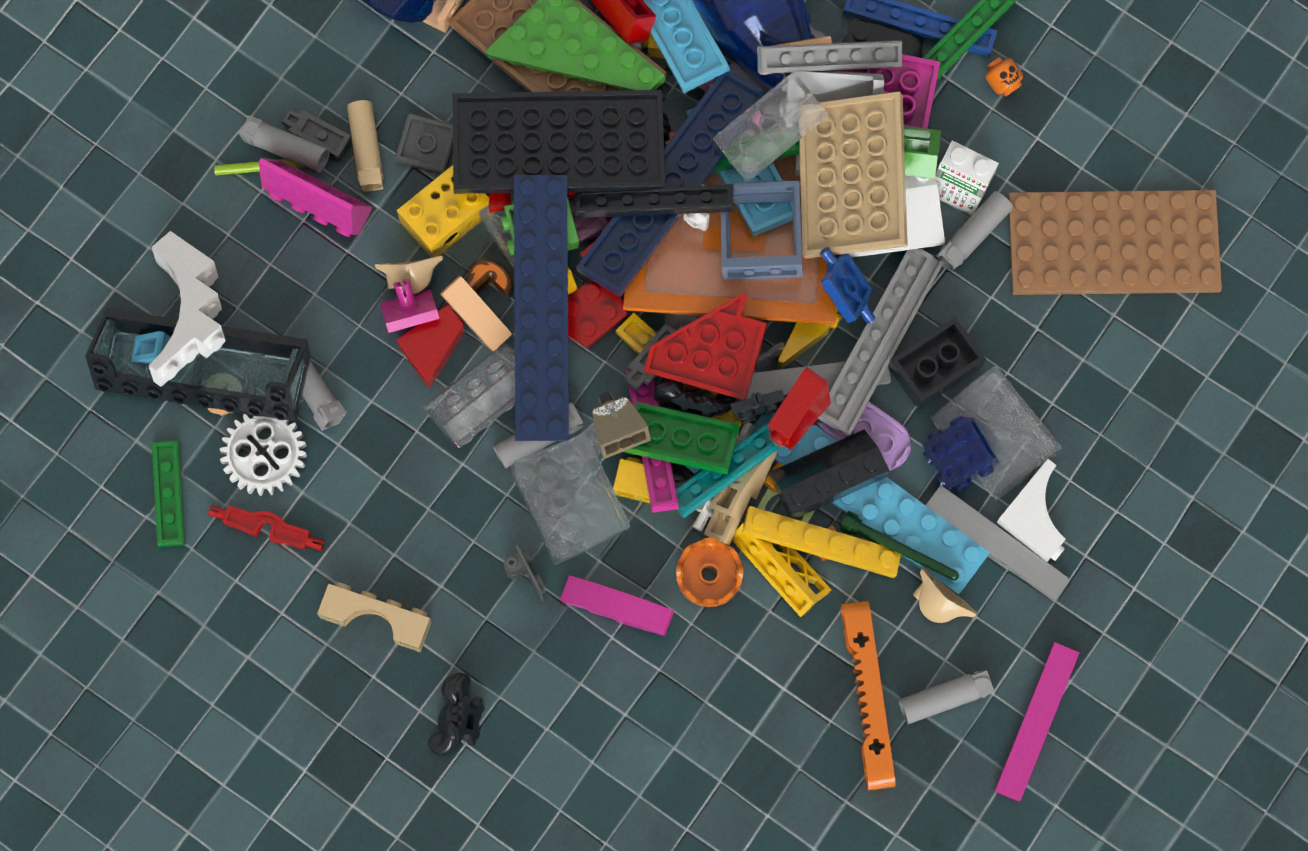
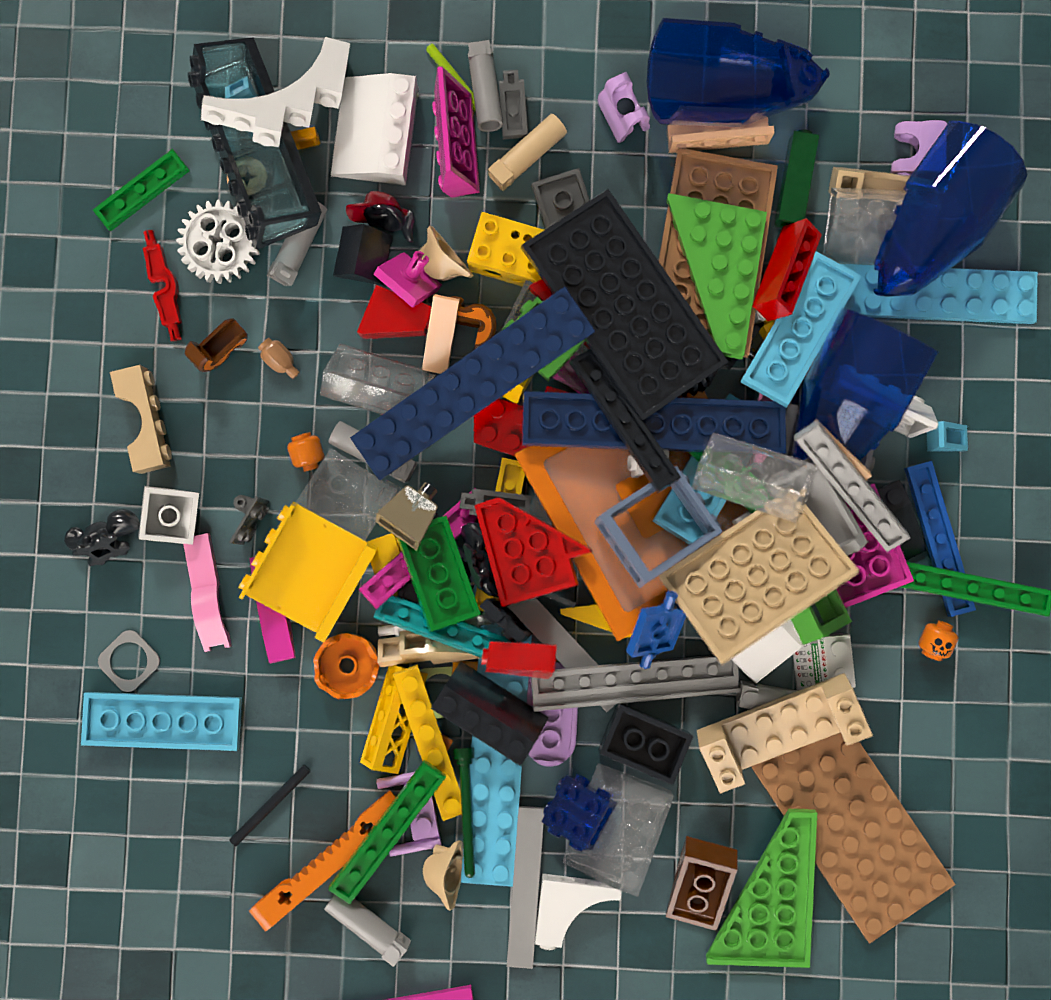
camera: 60 degrees right, 10 degrees up
(225, 317) = (305, 138): none -> light orange tile
(257, 258) = (375, 128): none -> white slope
(337, 295) = (384, 212): none -> hair
(355, 508) = (216, 346): none -> reddish brown animal
(357, 339) = (361, 253): none -> black slope
(384, 45) = (622, 107): none -> lavender piece
(400, 466) = (278, 357): none -> medium nougat plant
(476, 643) = (168, 515): none -> white slope
(499, 492) = (305, 451): none -> orange head
(564, 656) = (204, 592): none -> bright pink piece
(567, 787) = (104, 661): none -> light grey piece
(608, 546) = (308, 569): none -> yellow panel
(653, 765) = (161, 721): none -> medium azure plate
(788, 718) = (258, 817): none -> black bar
(874, 622) = (387, 832): none -> green tile
(876, 591) = (424, 826): none -> lavender plate
(995, 242) = (781, 728): none -> tan plate
(1086, 393) = (702, 883): none -> reddish brown slope
(1144, 346) = (775, 907): none -> bright green wing

